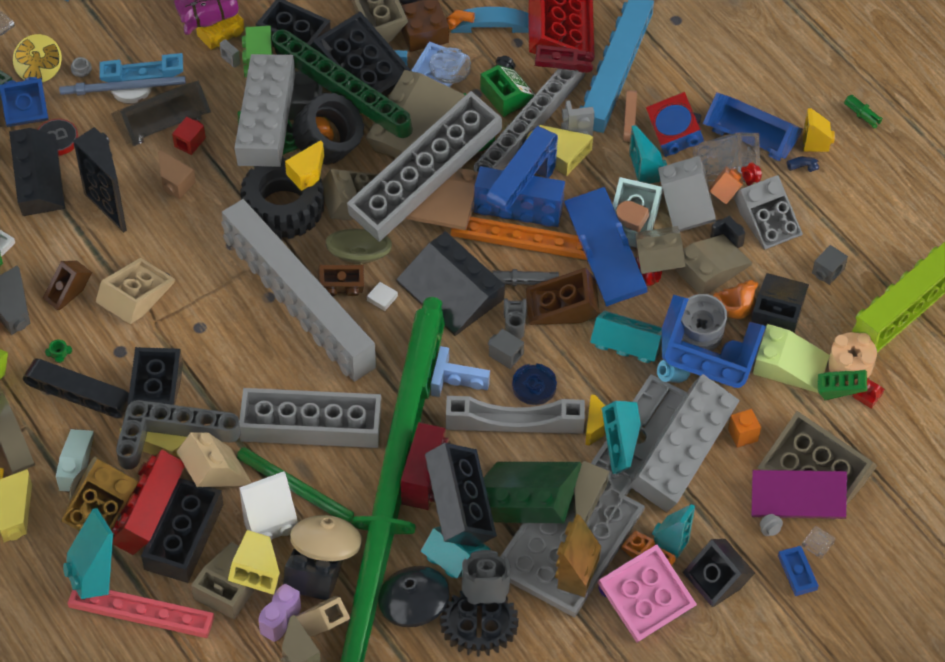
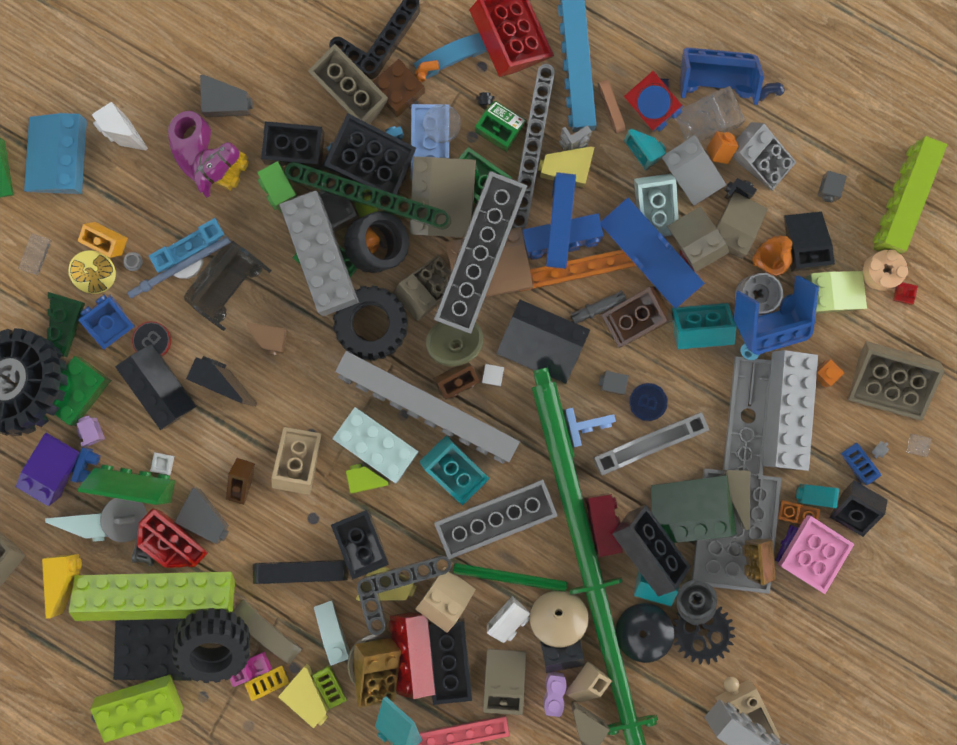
camera: 25 degrees left, 30 degrees up
(41, 493) = (320, 684): none -> lime slope
(58, 345) = (261, 542): green plate -> none
(64, 35) = (102, 239): none -> light orange brick
(189, 135) = (260, 291): red brick -> none
(194, 333) = (364, 478): none -> lime slope
(225, 306) = (375, 445): none -> light aqua brick
(229, 53) = (250, 192): light grey tile -> none
(255, 563) = (520, 670): light yellow slope -> none
(293, 359) = (454, 470): none -> teal slope
(306, 166) = (383, 297): yellow slope -> none
(515, 317) = (606, 347): dark grey piece -> none
(564, 58) = (535, 79): dark red hinge -> none
(595, 423) = (713, 416): yellow slope -> none
(622, 430) = (743, 429): teal slope -> none
(632, 215) = (662, 216): nougat piece -> none
(746, 548) = (865, 460): none -> blue slope
(751, 174) = (741, 131): red plate -> none
(798, 570) = (915, 479): blue plate -> none
(799, 494) = (893, 415): magenta tile -> none
(817, 133) = (772, 58): yellow slope -> none
(827, 383) = (870, 303): green slope -> none
(863, 111) = (797, 14): green axle -> none

